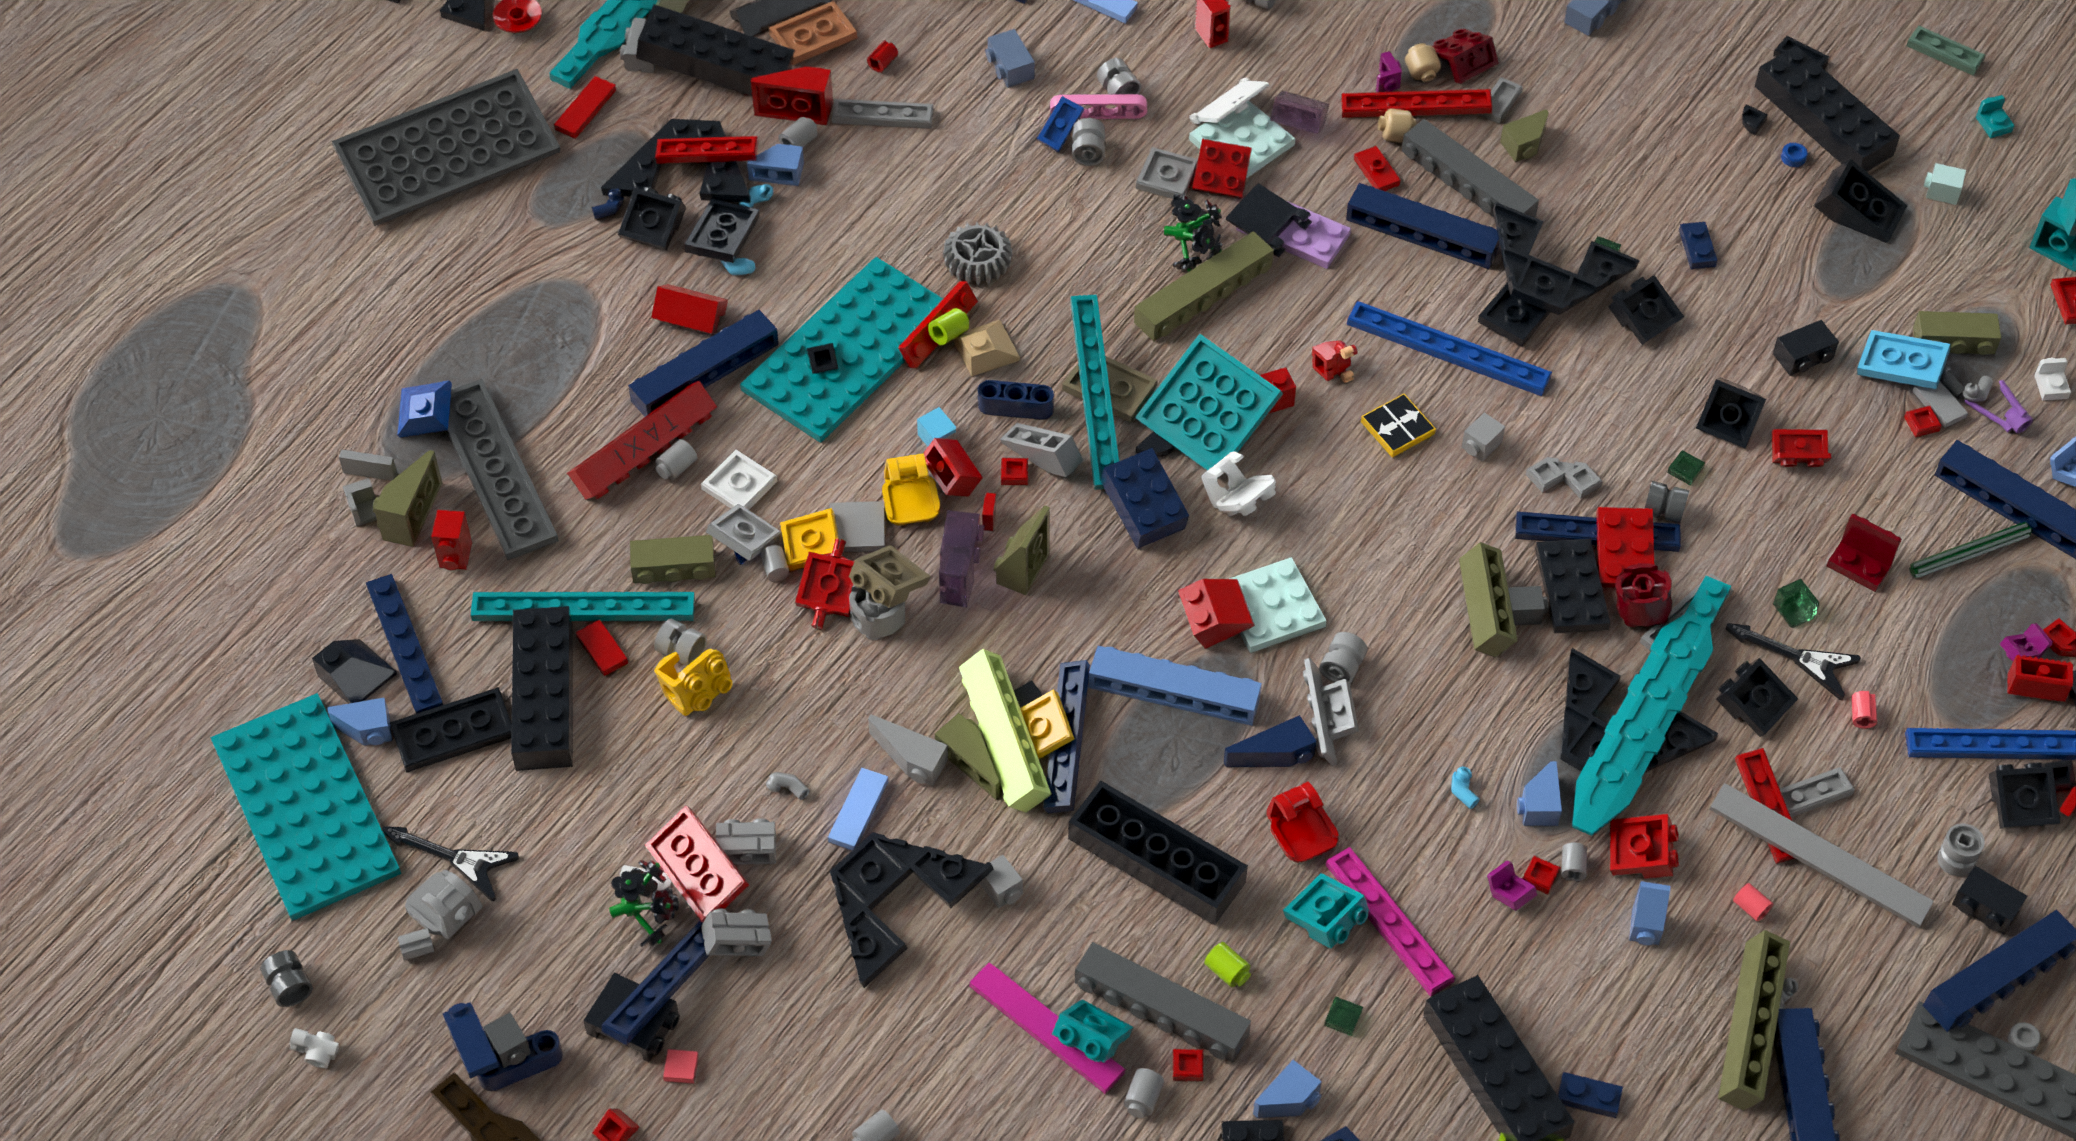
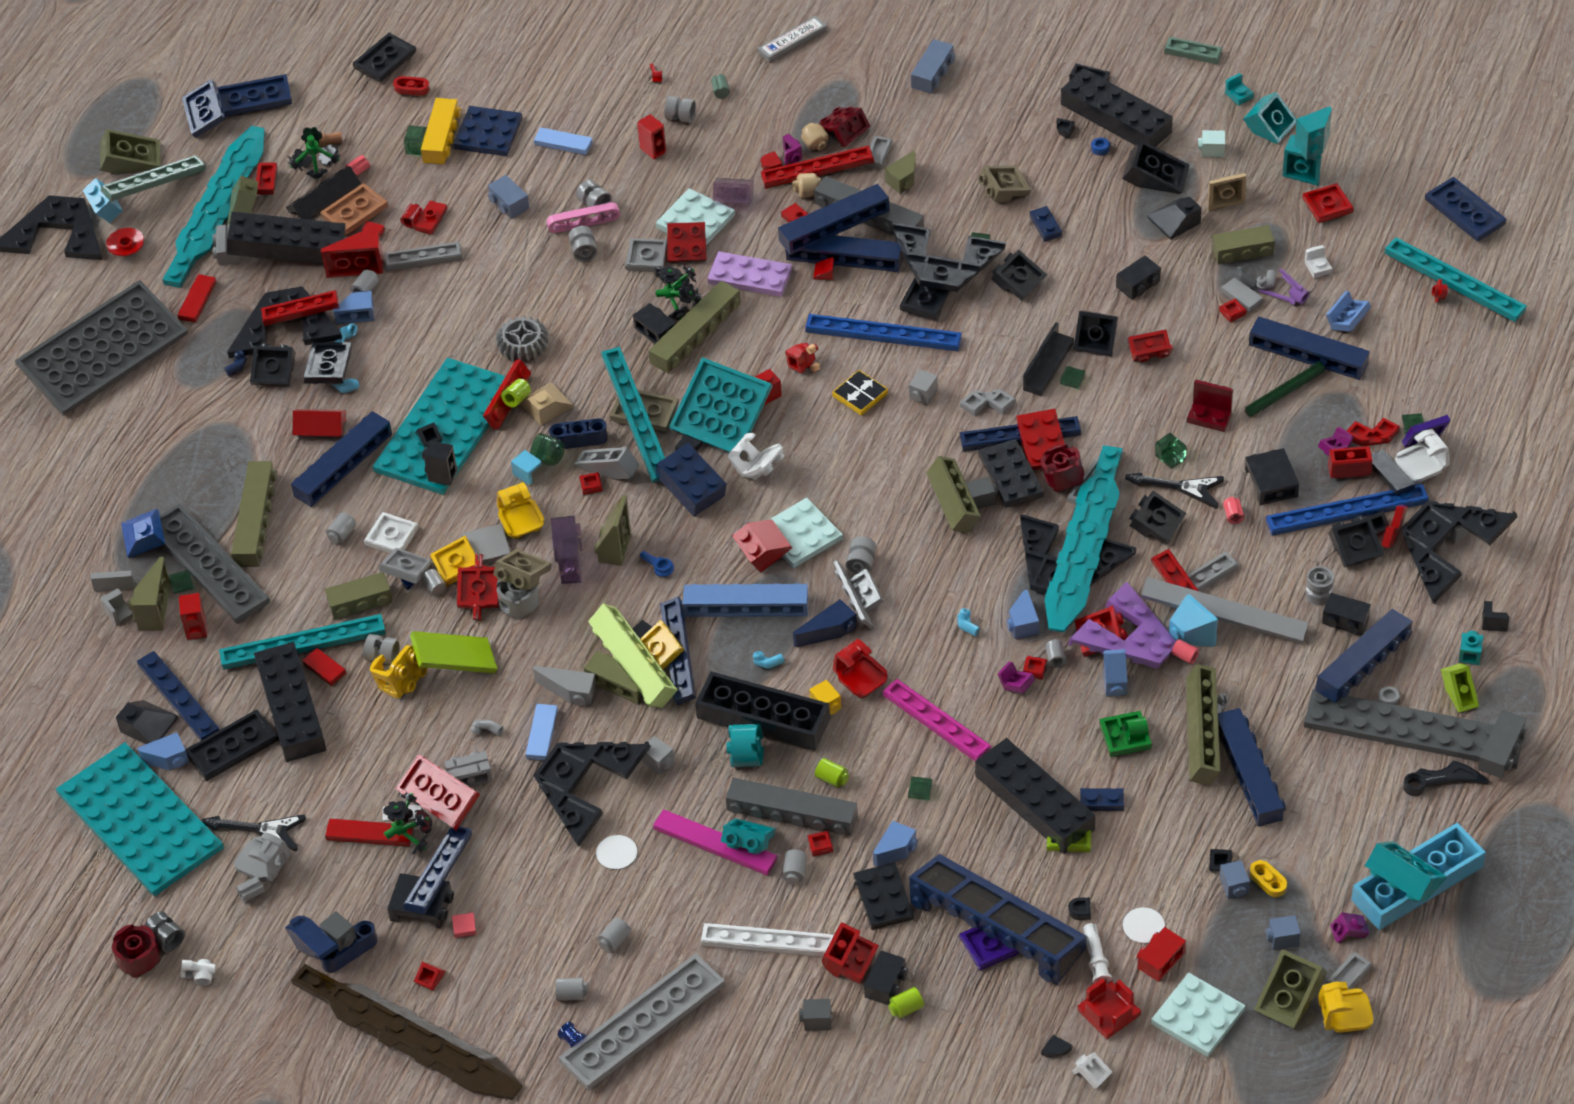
camera: 10 degrees left, 5 degrees down
(241, 996) = (135, 950): none -> dark red brick
(455, 485) = (181, 581): none -> clear green tile
(571, 414) = (253, 513): none -> olive brick
(585, 896) = (364, 832): none -> red tile
(642, 440) = (312, 520): red brick -> none
(736, 933) = (479, 829): light grey brick -> none
(770, 670) = (453, 652): none -> lime tile
(823, 401) = (440, 463): none -> black brick
(830, 62) = (370, 226): none -> red tile
(906, 64) = (430, 217): none -> red plate
(912, 1008) = (616, 852): none -> white sticker
(952, 467) = (545, 489): red brick -> none
(969, 412) = (547, 449): none -> clear green helmet
(989, 511) = (580, 513): red tile -> none
(1060, 124) = (558, 235): blue plate -> none
(1077, 610) = (662, 566): none -> blue plate
(1121, 898) = (745, 745): none -> teal brick
(1150, 268) = (652, 322): none -> black brick
(1180, 780) = (765, 662): none -> medium azure arm
(1231, 101) = (679, 194): white door -> none
(1247, 849) = (825, 692): none -> yellow brick
(1267, 216) = (729, 268): black flag -> none
(1328, 910) = (892, 722): teal plate -> none
(1358, 82) = (770, 161): none -> red tile
(1392, 244) = (824, 269): none -> red slope
(1419, 180) = (833, 219): none -> dark blue brick
(1644, 1004) = (1125, 733): none -> green plate
(1654, 177) = (1003, 183): none -> dark tan plate
(1656, 438) = (1046, 361): none -> black panel
(1667, 502) = (1064, 402): dark grey wheel -> none
(1701, 882) = (1146, 645): none -> medium lavender wing
(1773, 866) = (1193, 623): none -> medium azure slope
(1875, 274) = (1177, 217): none -> black slope
(1903, 359) = (1209, 270): medium azure plate -> none
(1928, 672) = (1272, 476): none -> black panel
(1951, 254) = (1226, 191): none -> tan slope
(2030, 165) = (1270, 118): none -> teal slope

